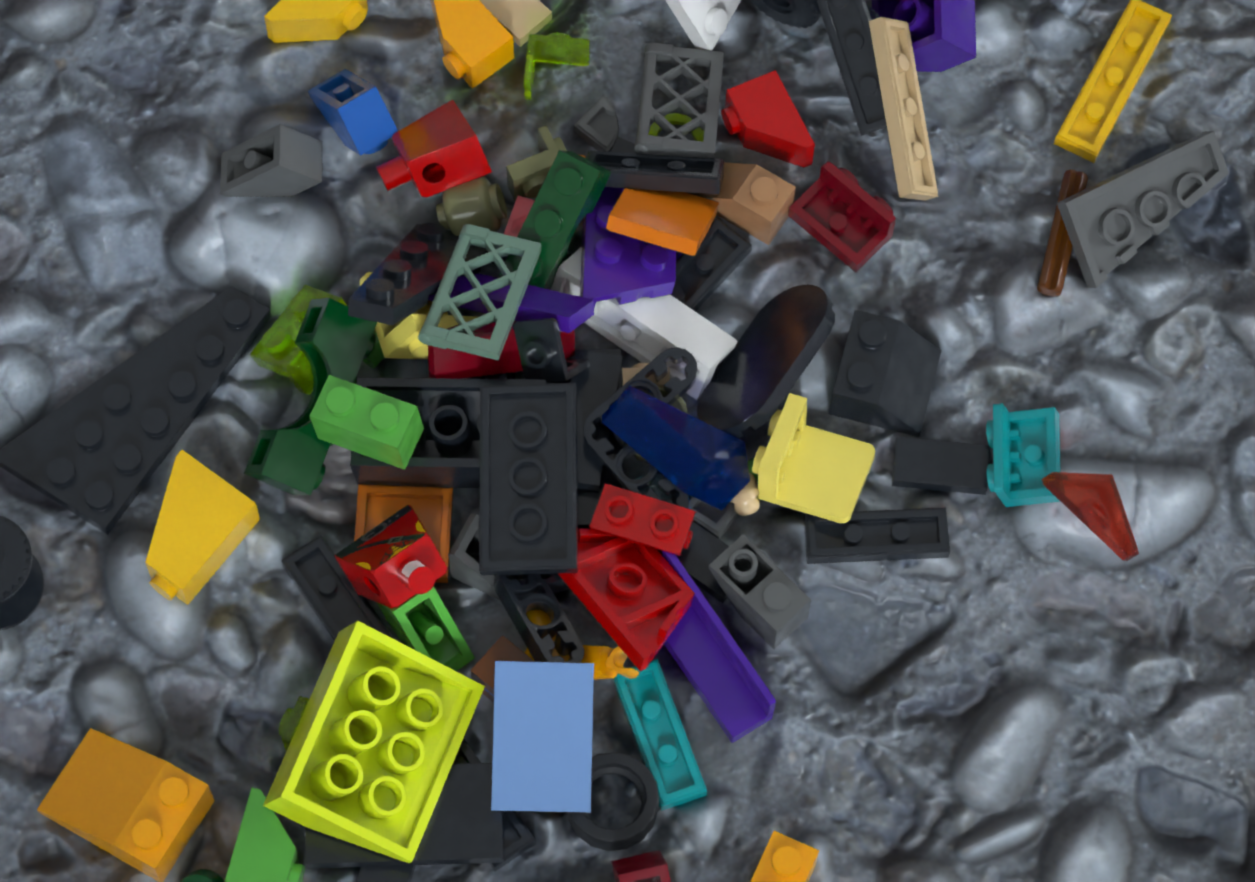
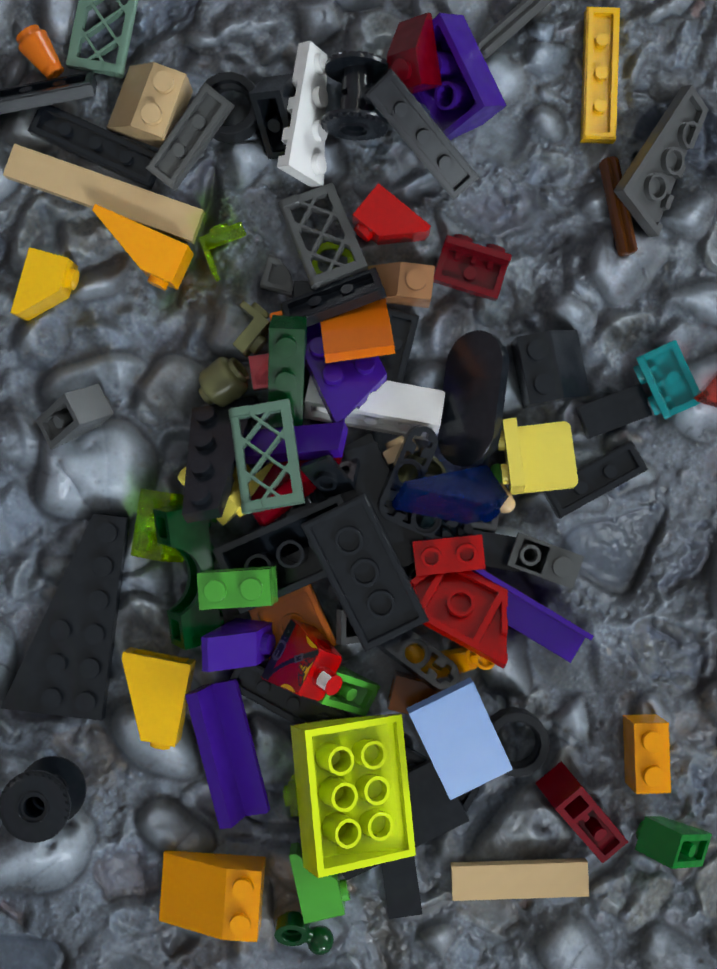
camera: 25 degrees left, 20 degrees up
(241, 638) = (227, 752): none -> dark purple panel
(325, 503) = (237, 645): none -> dark purple slope
(354, 112) = (108, 349): blue slope -> none
(435, 153) = (179, 356): red torso -> none
(660, 736) = (530, 688): teal tile -> none
(903, 109) = (477, 168): tan tile -> none

